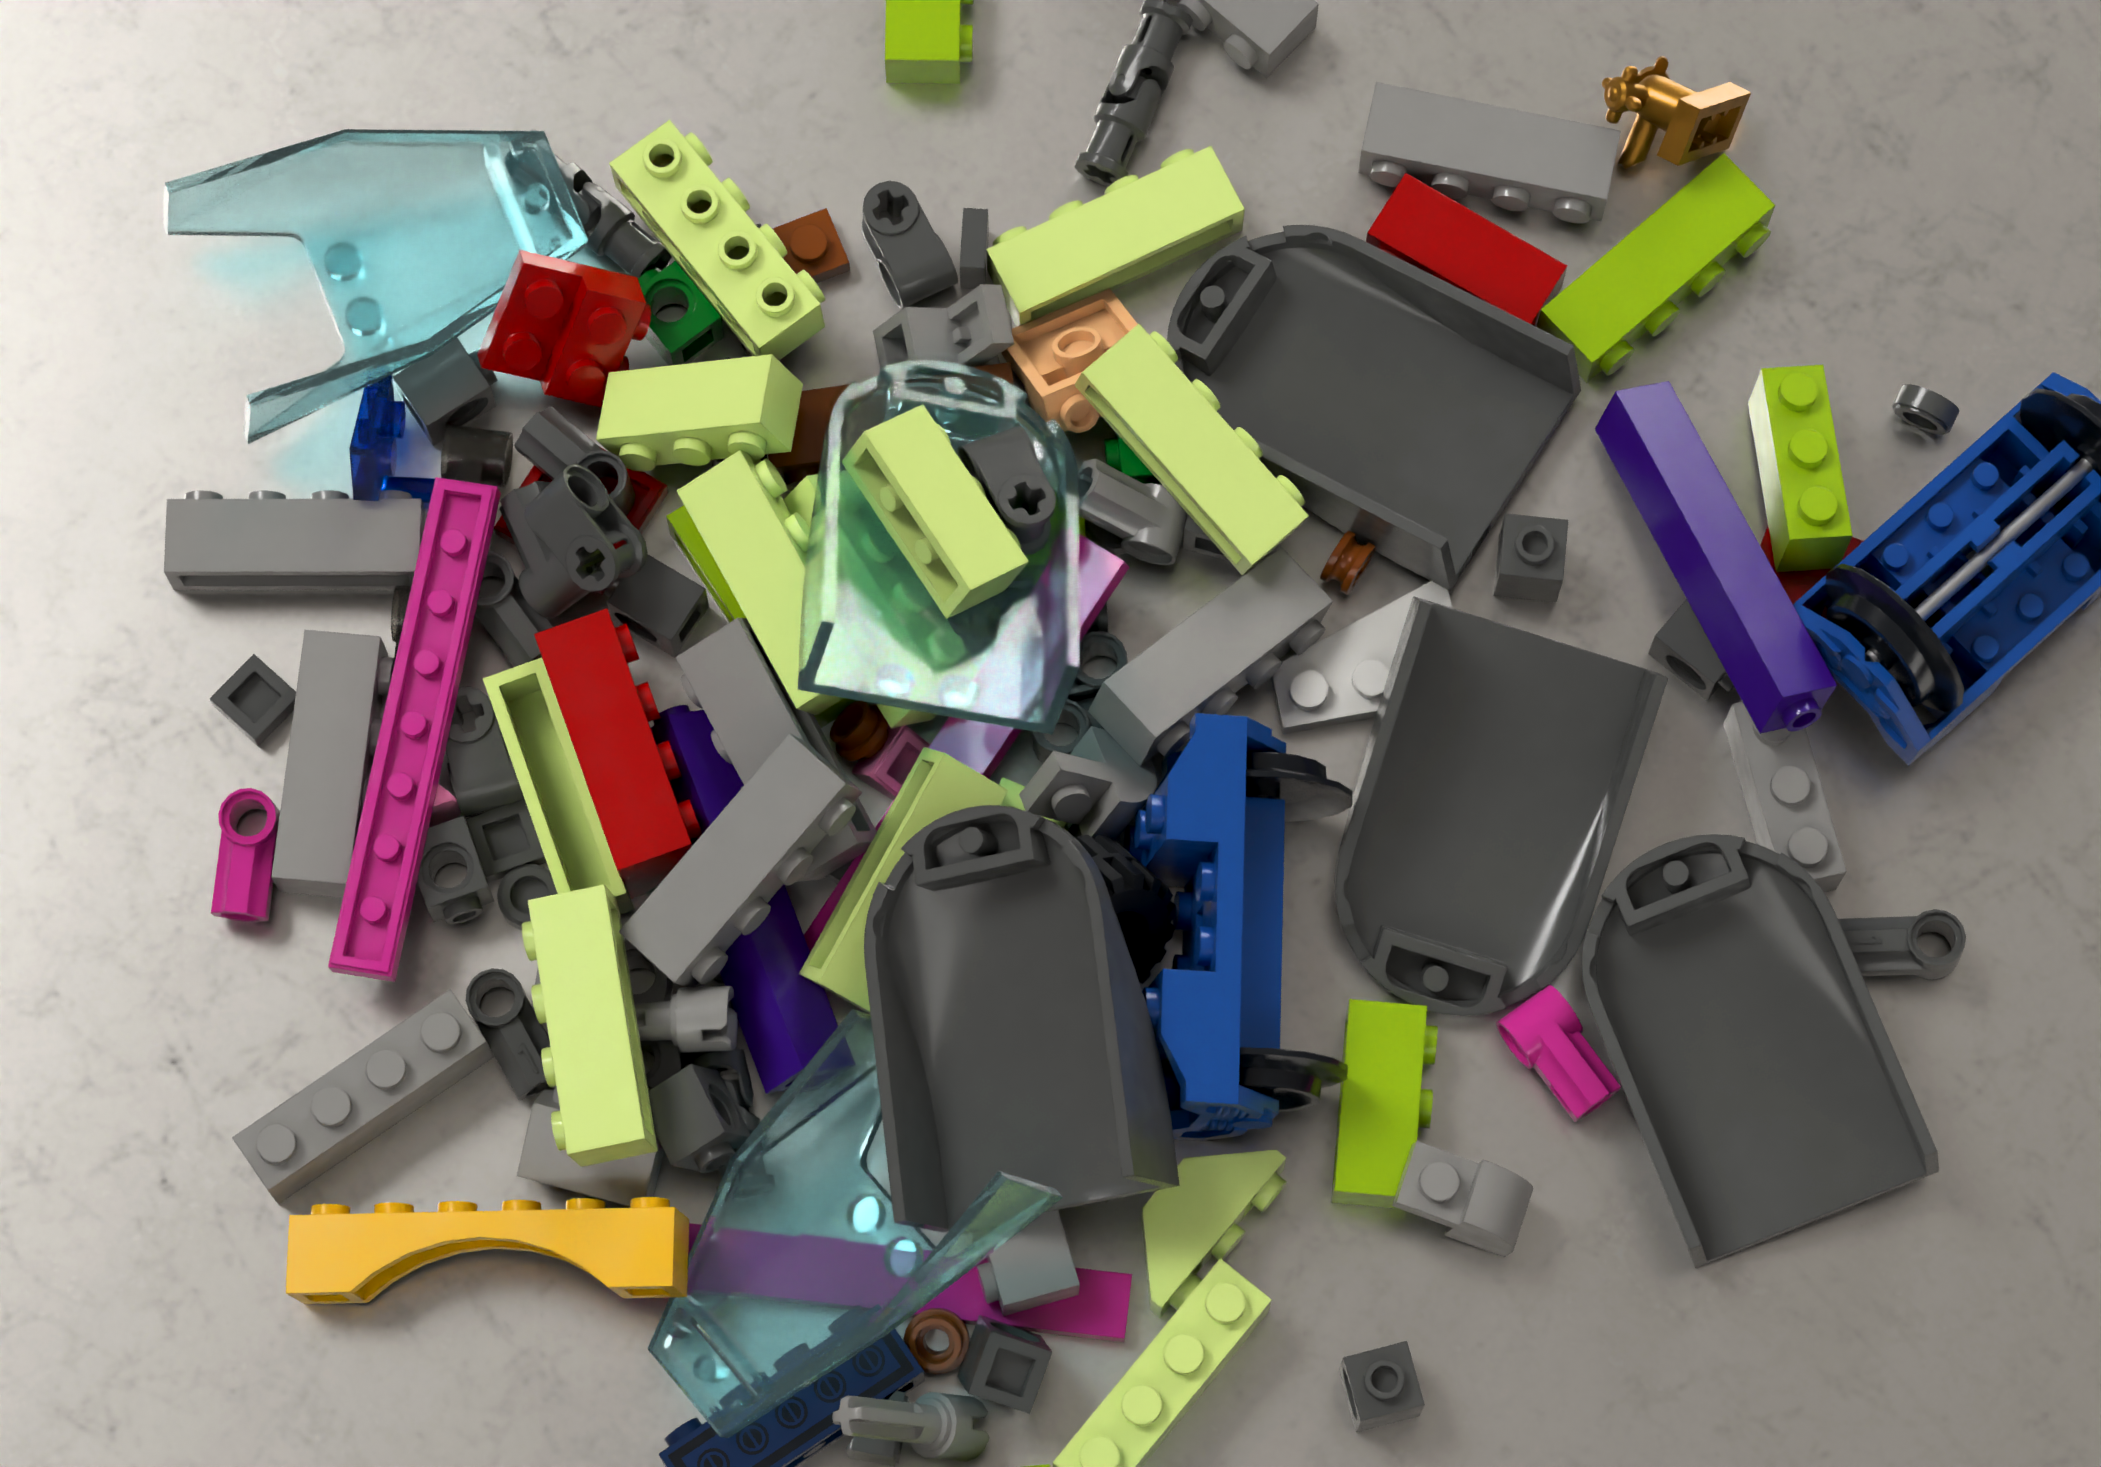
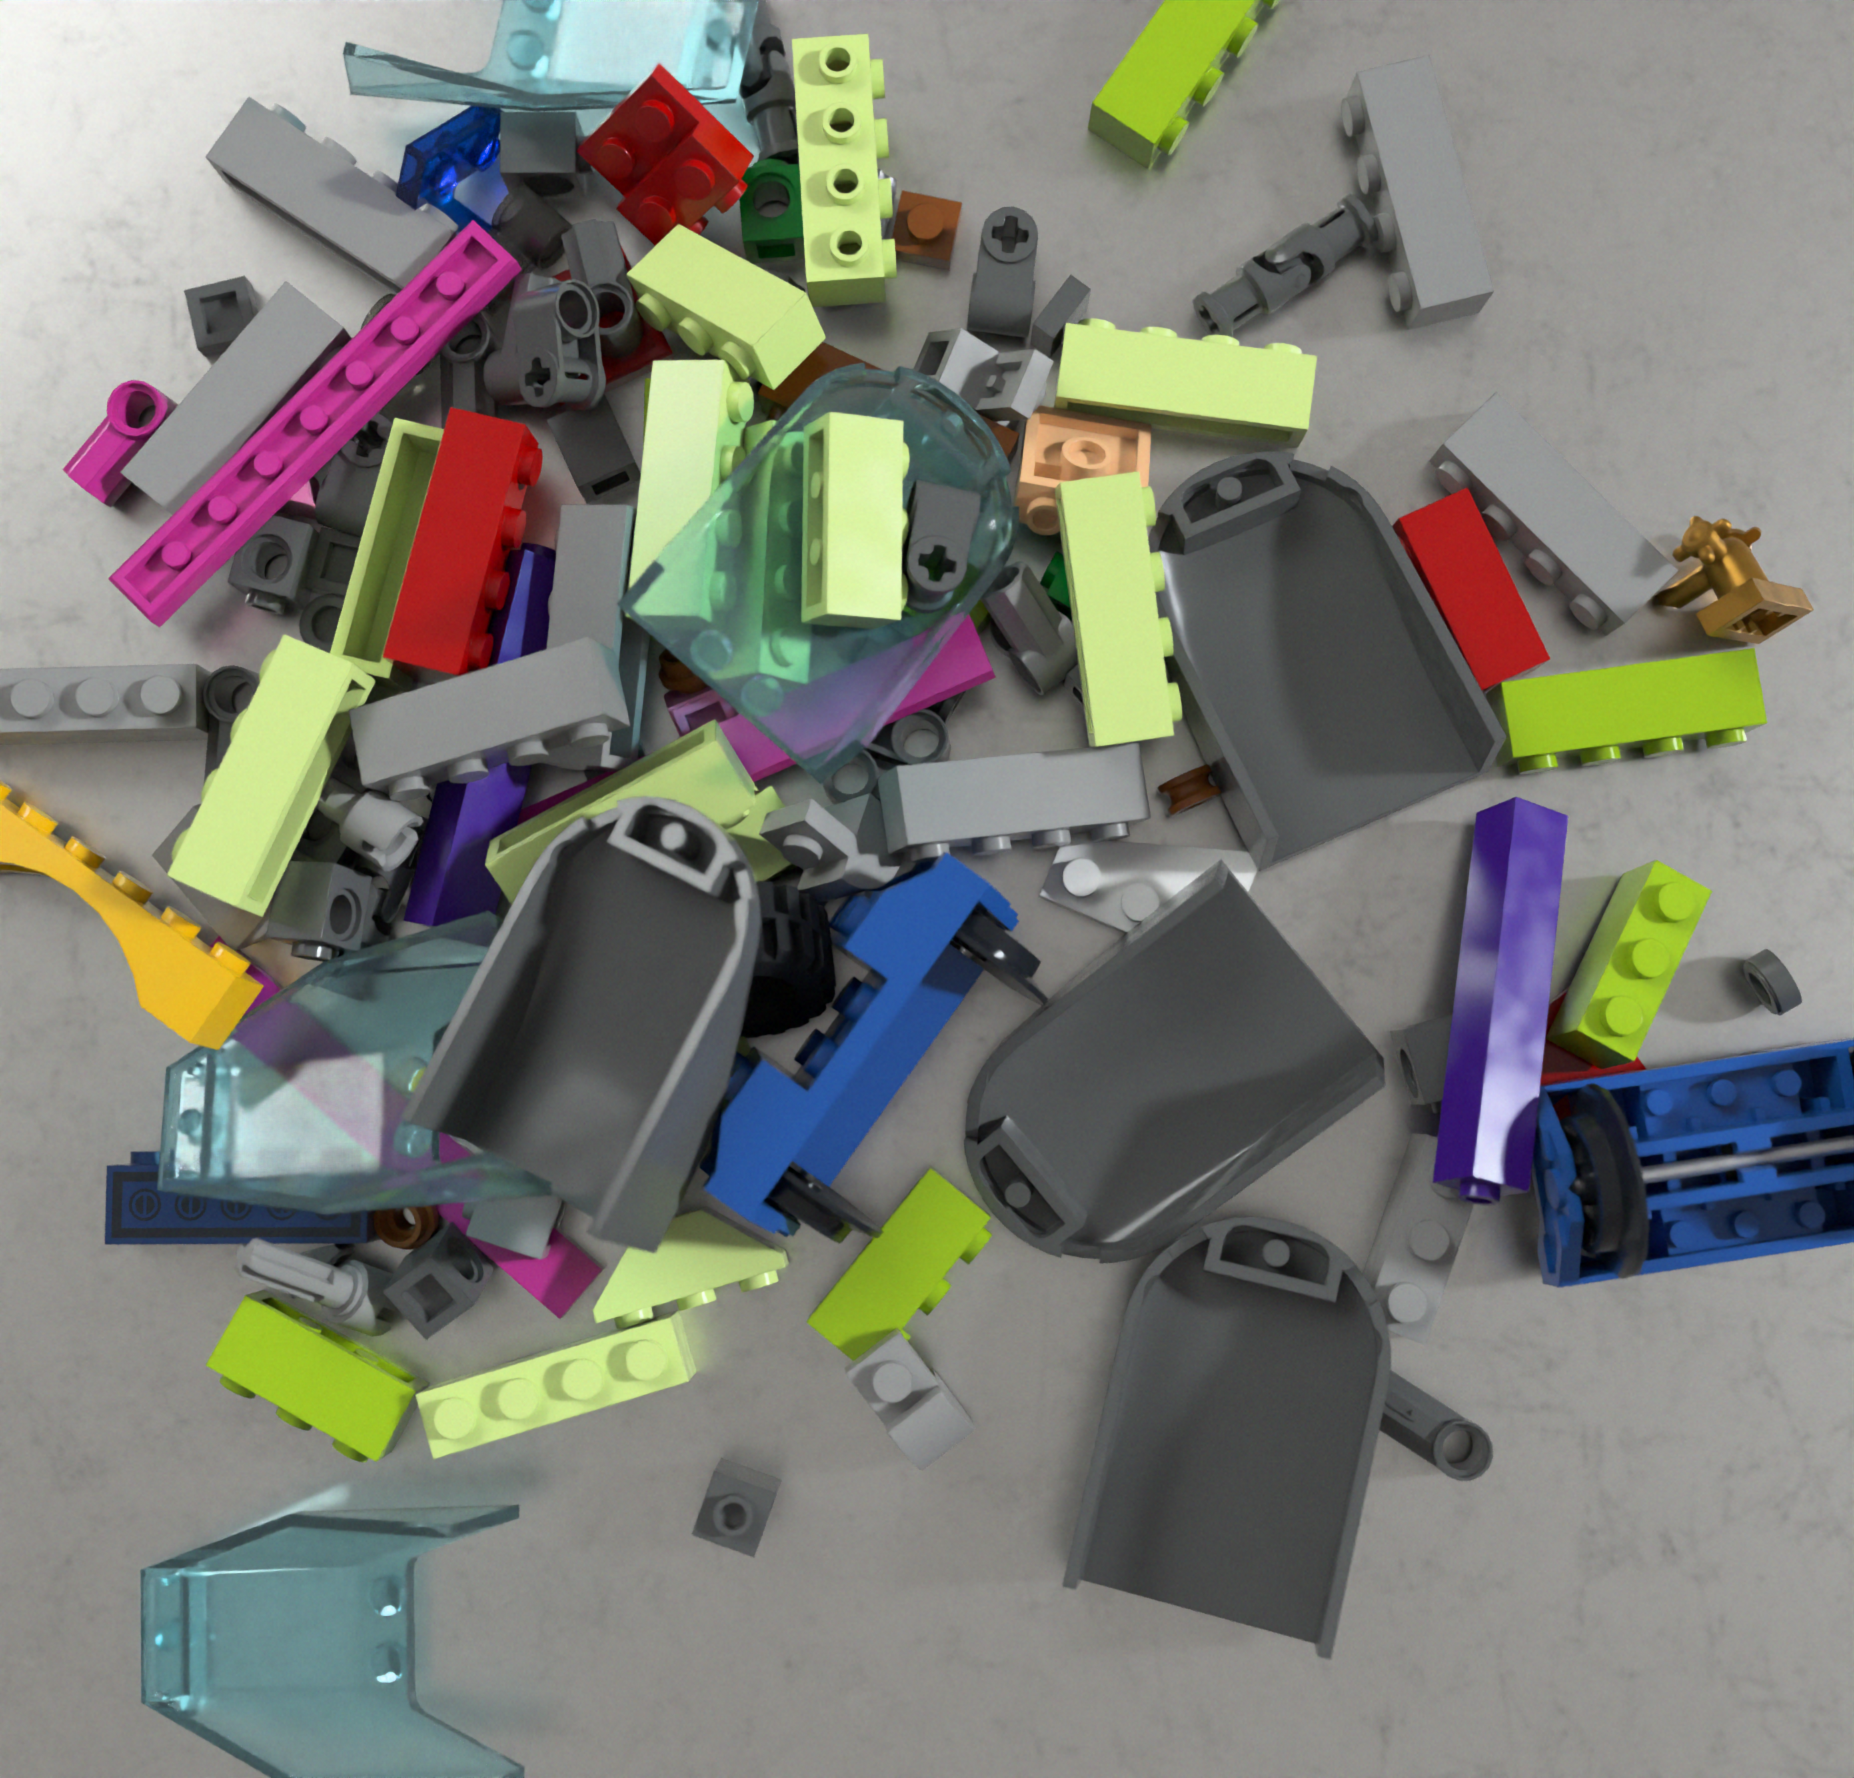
camera: 35 degrees right, 10 degrees up
(1531, 557) = (1346, 889): dark grey brick -> none
(1549, 1038) = (1078, 1307): dark pink piece -> none

